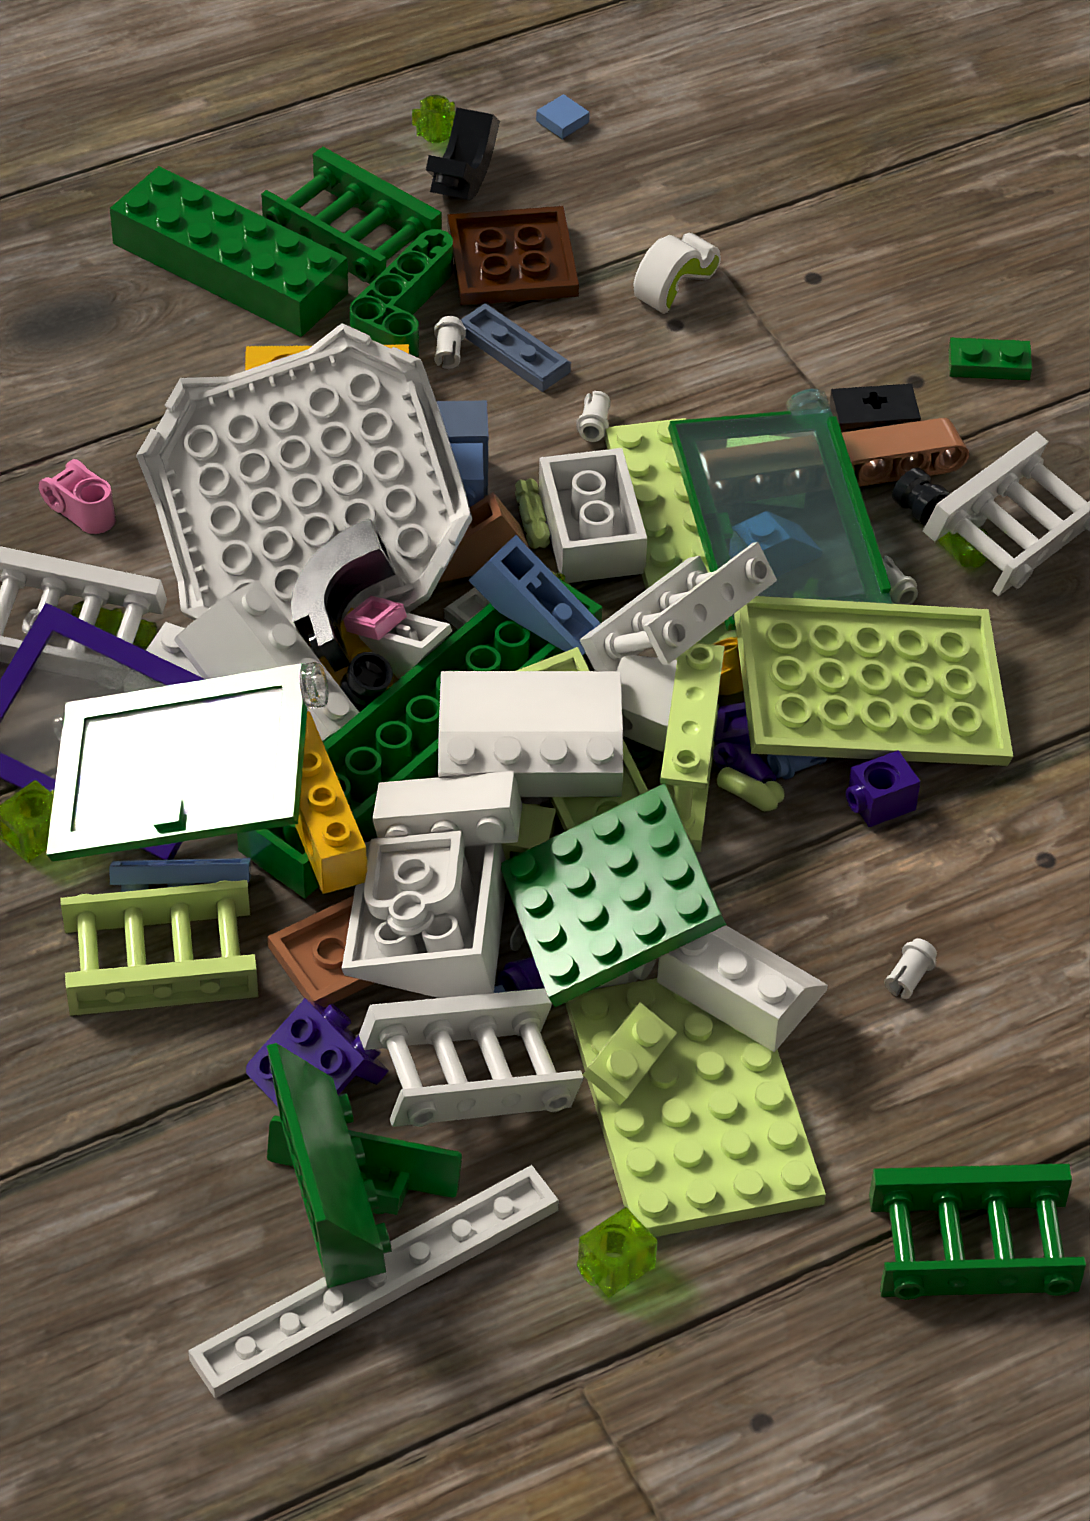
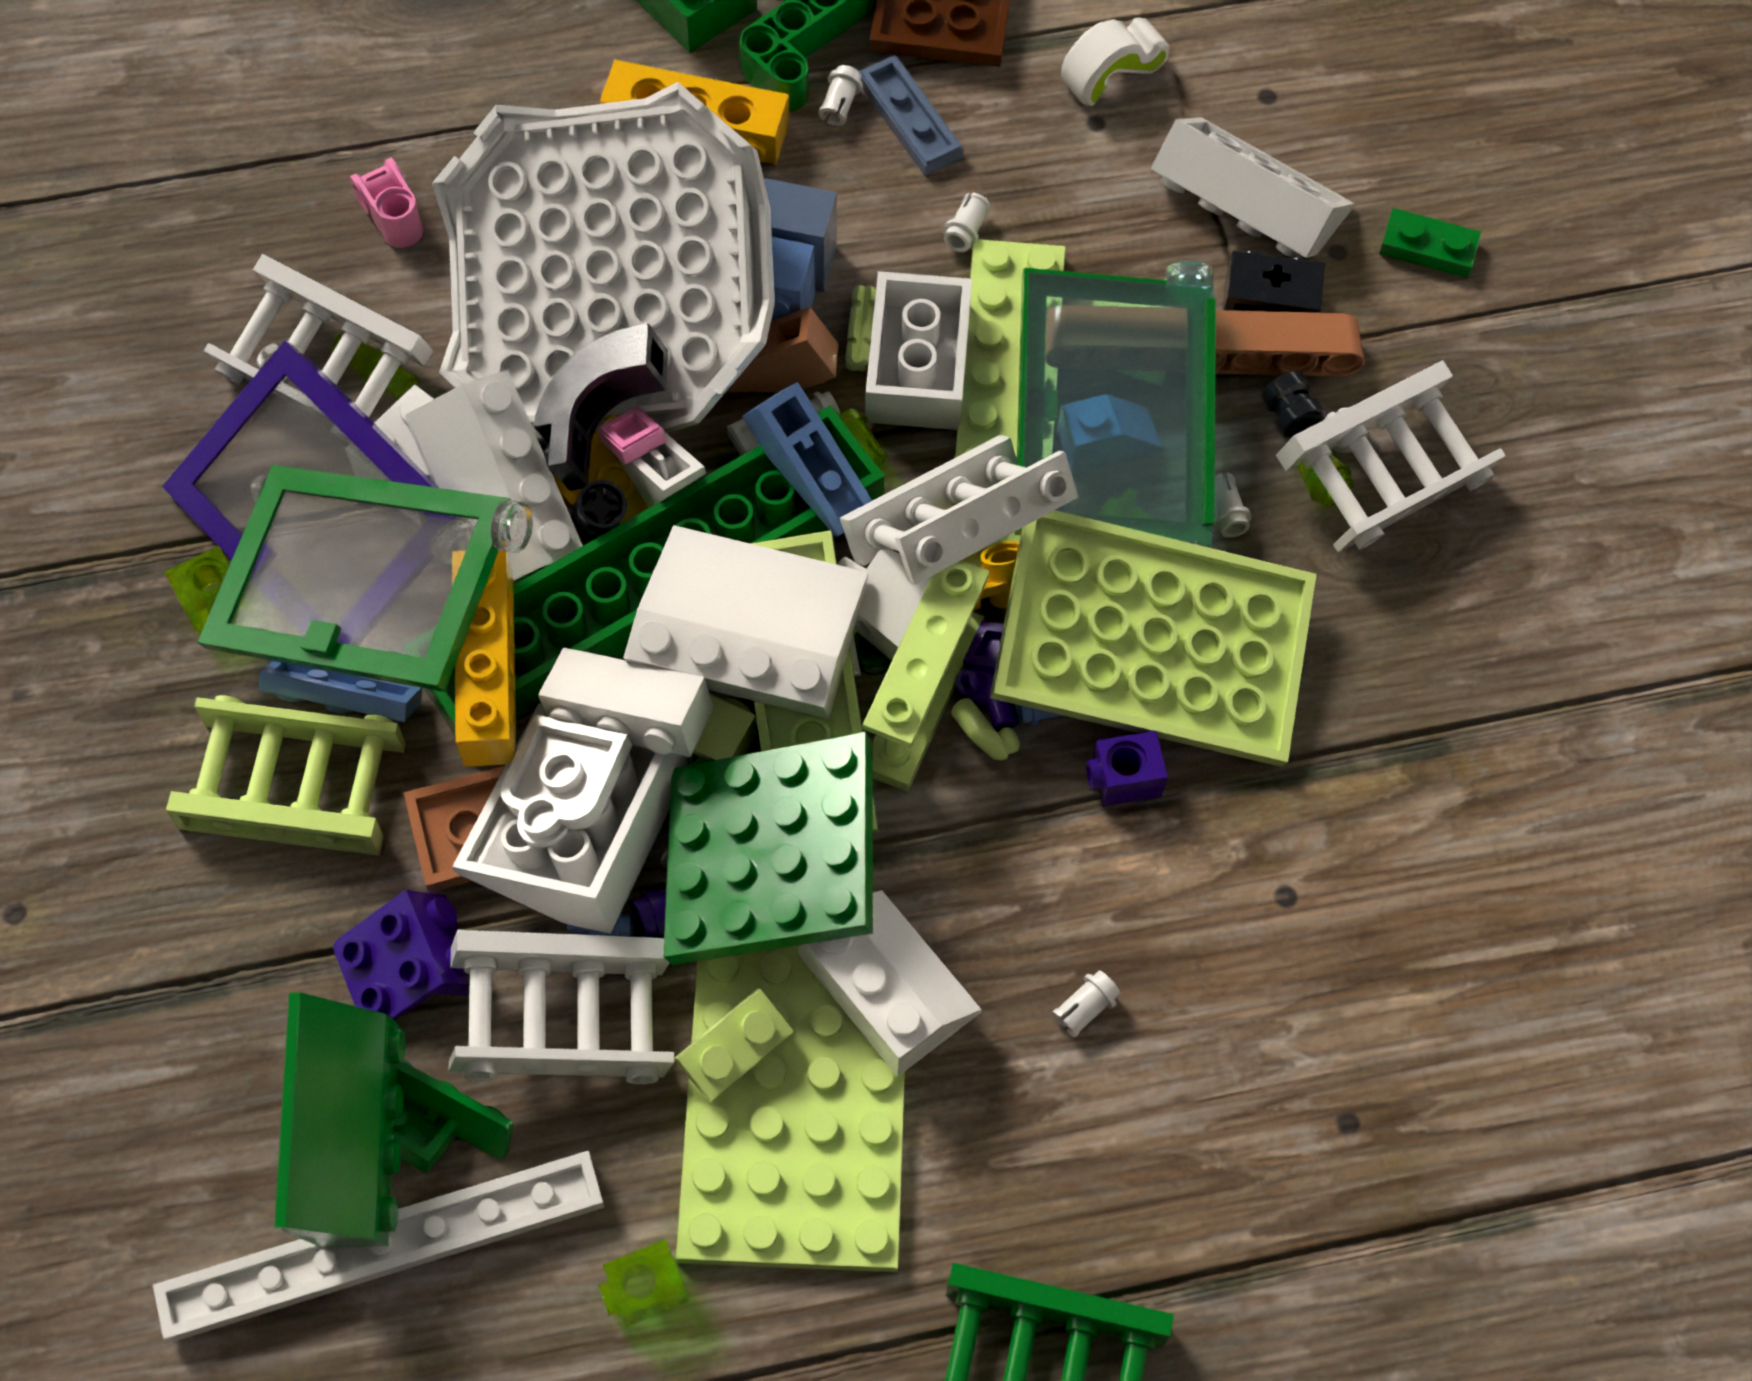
camera: 15 degrees right, 15 degrees up
(826, 343) = (1250, 187): none -> white slope

